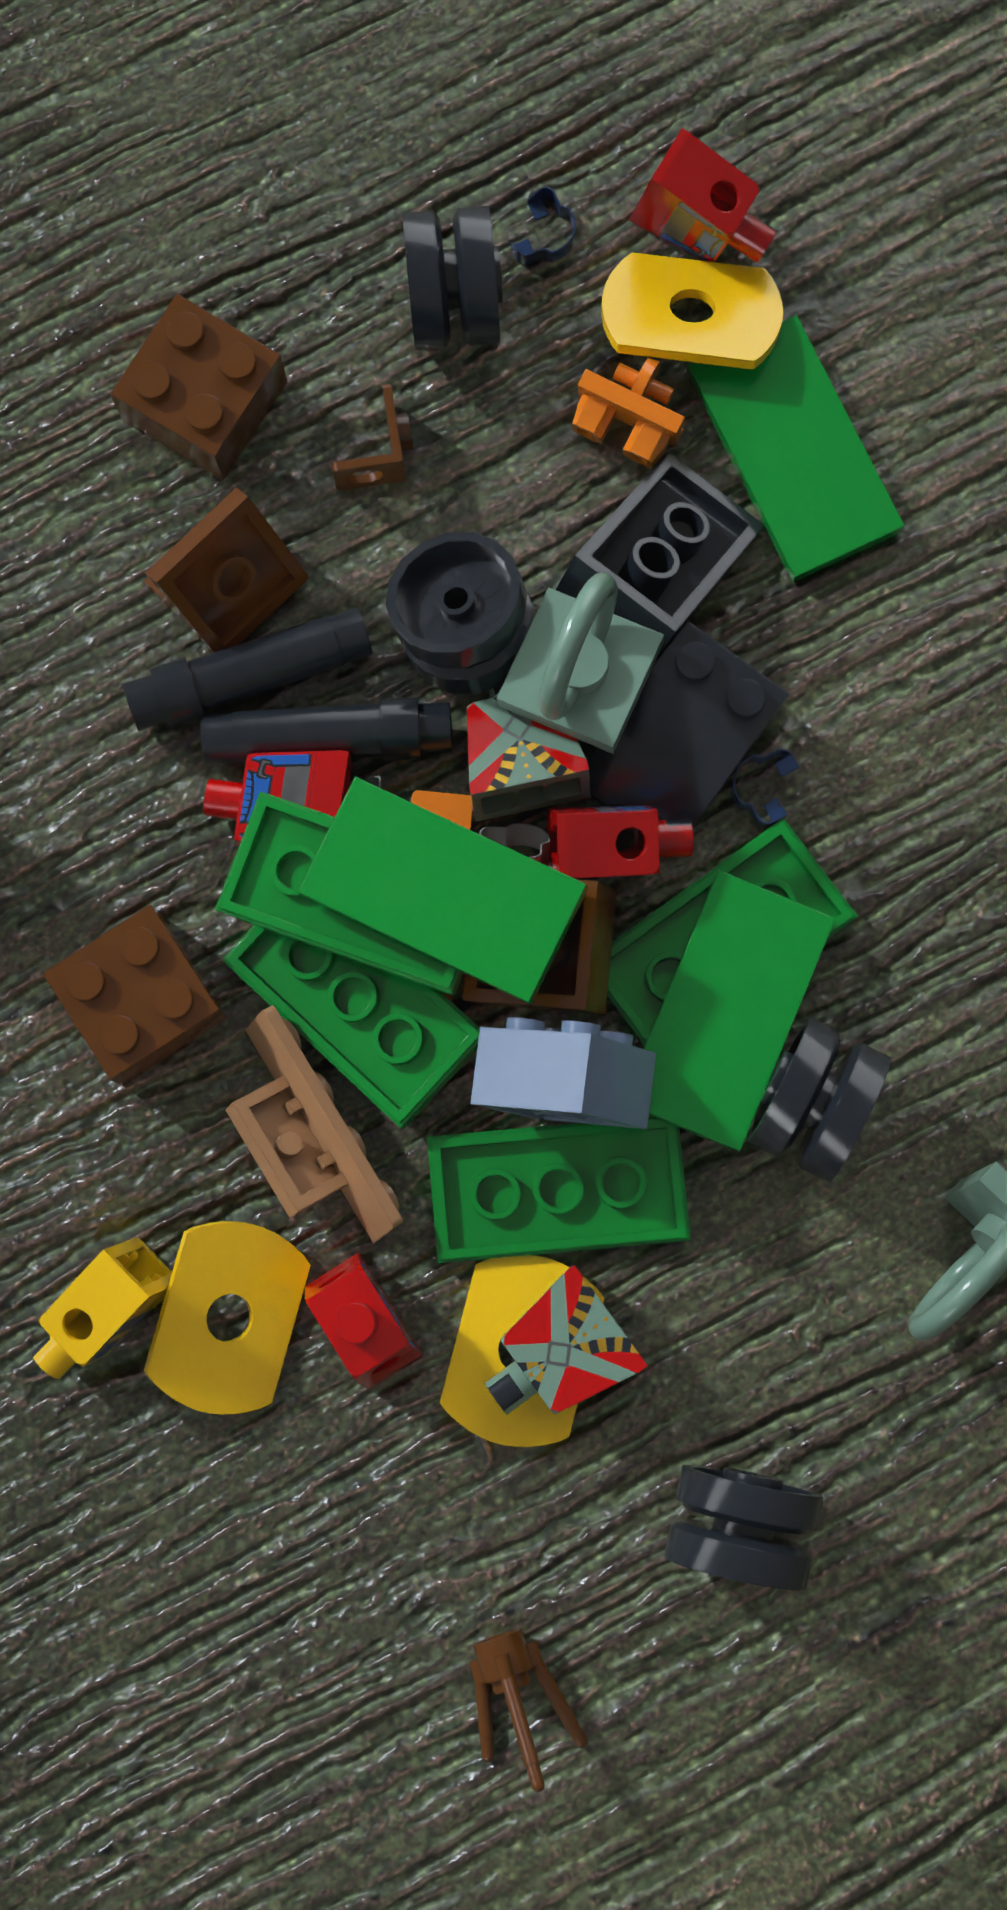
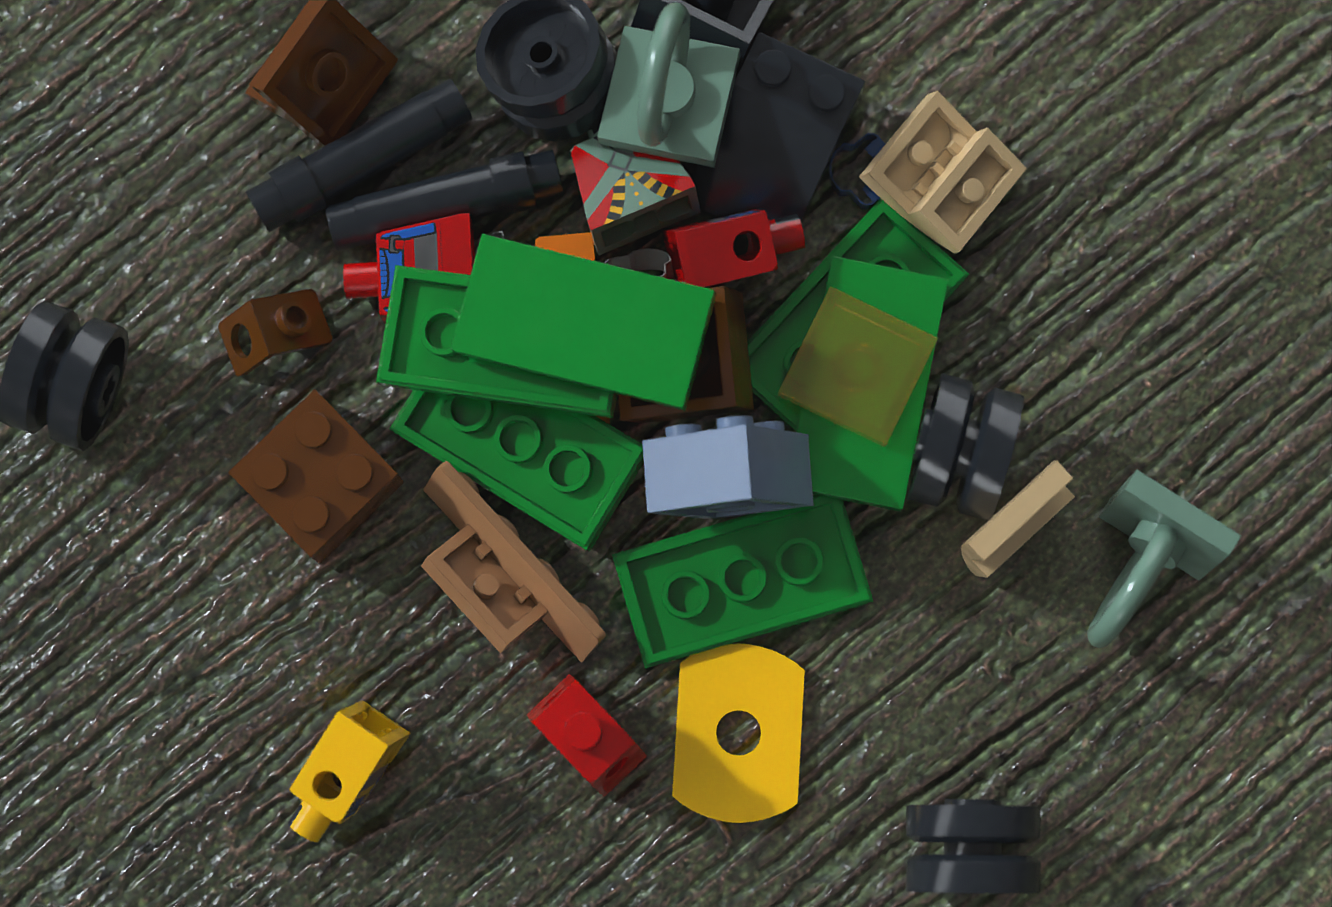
camera: 10 degrees left, 0 degrees up
(125, 831) = (276, 327): none -> reddish brown bracket
(237, 1372) = (428, 795): yellow piece -> none
(564, 1349) = (777, 721): torso -> none
(722, 992) = (857, 366): none -> clear yellow tile
(851, 805) = (943, 173): none -> tan slope
(859, 1188) = (1017, 520): none -> tan slope

